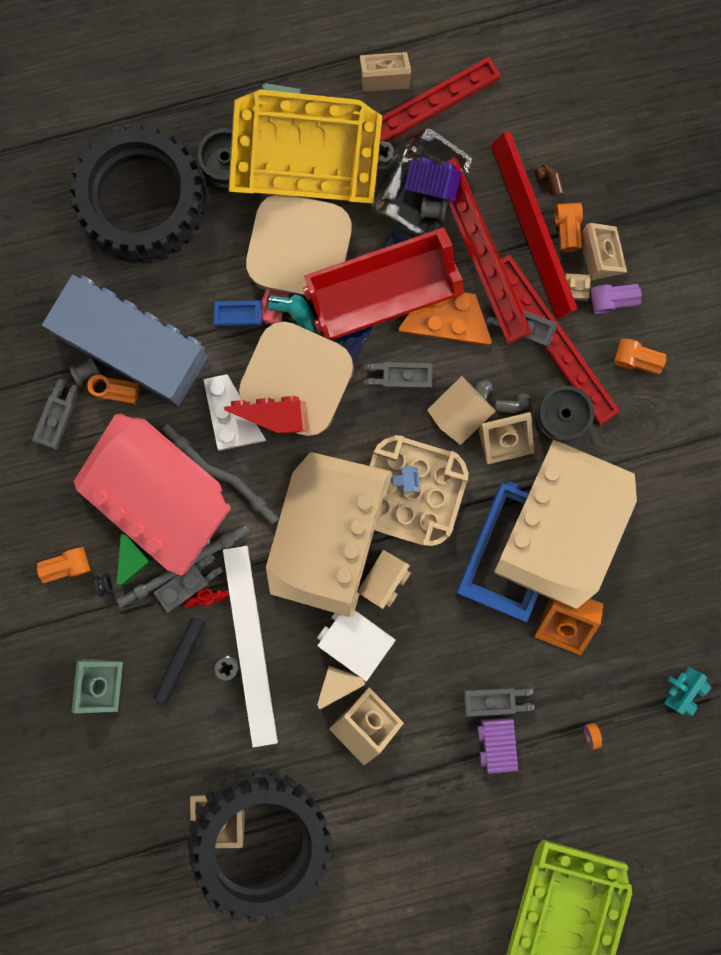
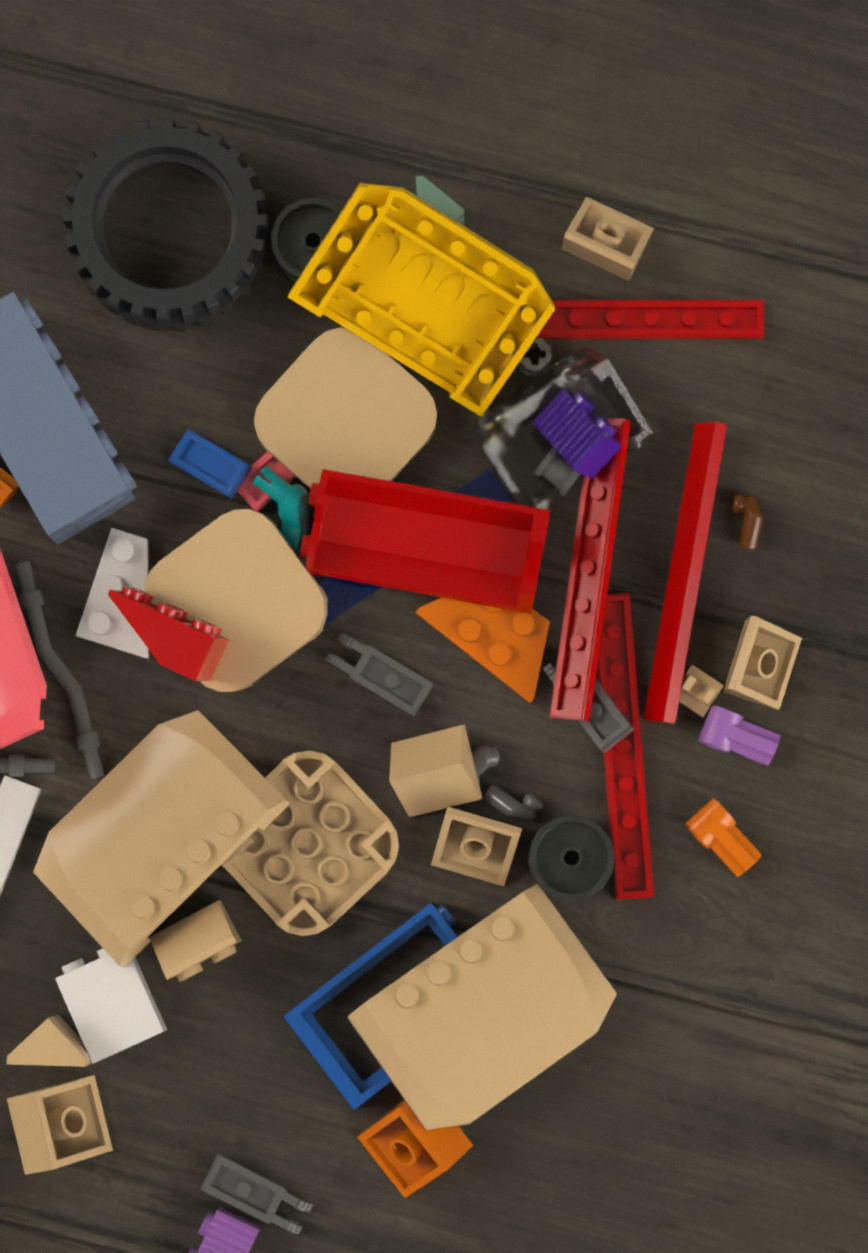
camera: 30 degrees right, 0 degrees up
(408, 480) = (307, 826): medium blue tile -> none
(568, 219) = (737, 594): orange piece -> none

